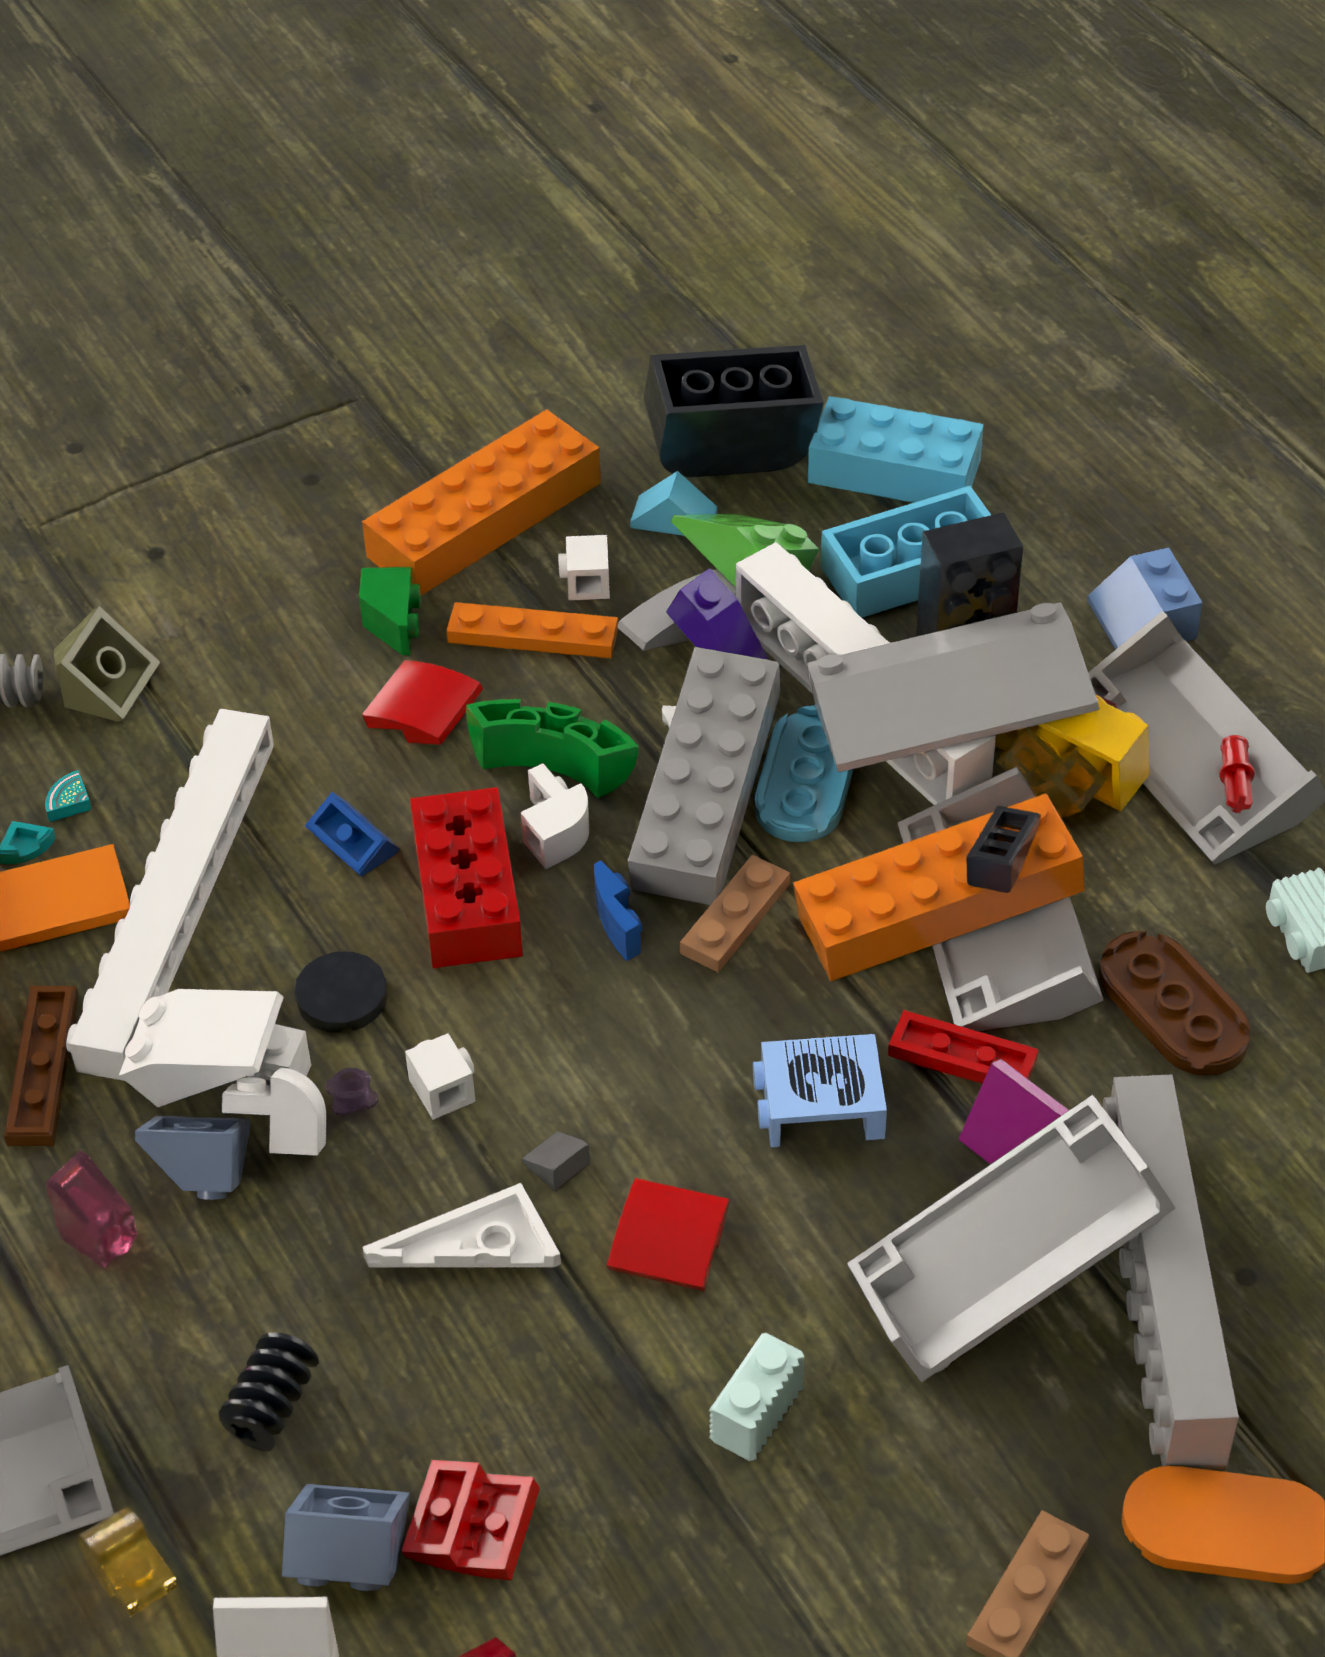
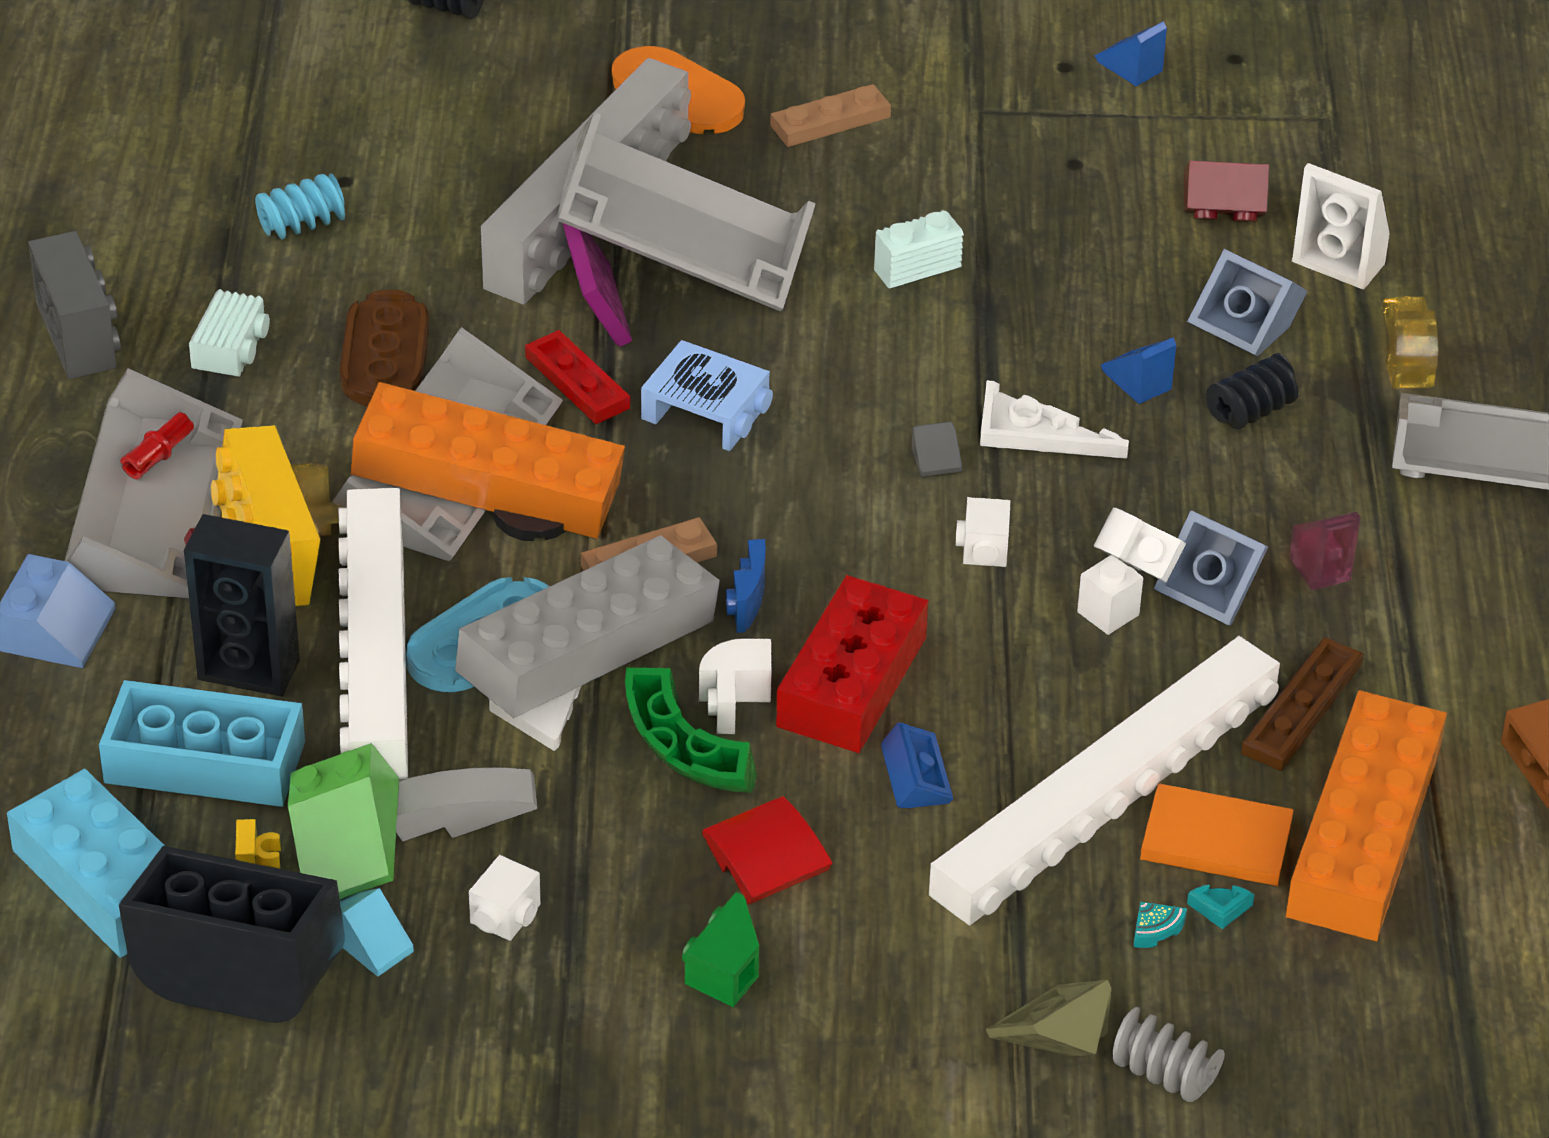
camera: 150 degrees left, 5 degrees down
(198, 1041) = (1169, 604): white slope -> none
(341, 991) = (1018, 642): black tile -> none
(350, 1081) = (1061, 563): clear purple plate -> none
(414, 1368) = (1144, 371): none -> blue slope
(471, 1520) = (1154, 286): red slope -> none
(483, 501) = (545, 1016): orange brick -> none
(532, 630) = (605, 879): orange plate -> none
(668, 1234) = (895, 369): red slope -> none
(714, 617) = (461, 738): dark purple slope -> none
(802, 510) = (256, 849): none -> yellow tile
(951, 686) = (355, 530): light grey slope -> none
(1000, 852) = (442, 384): black slope -> none

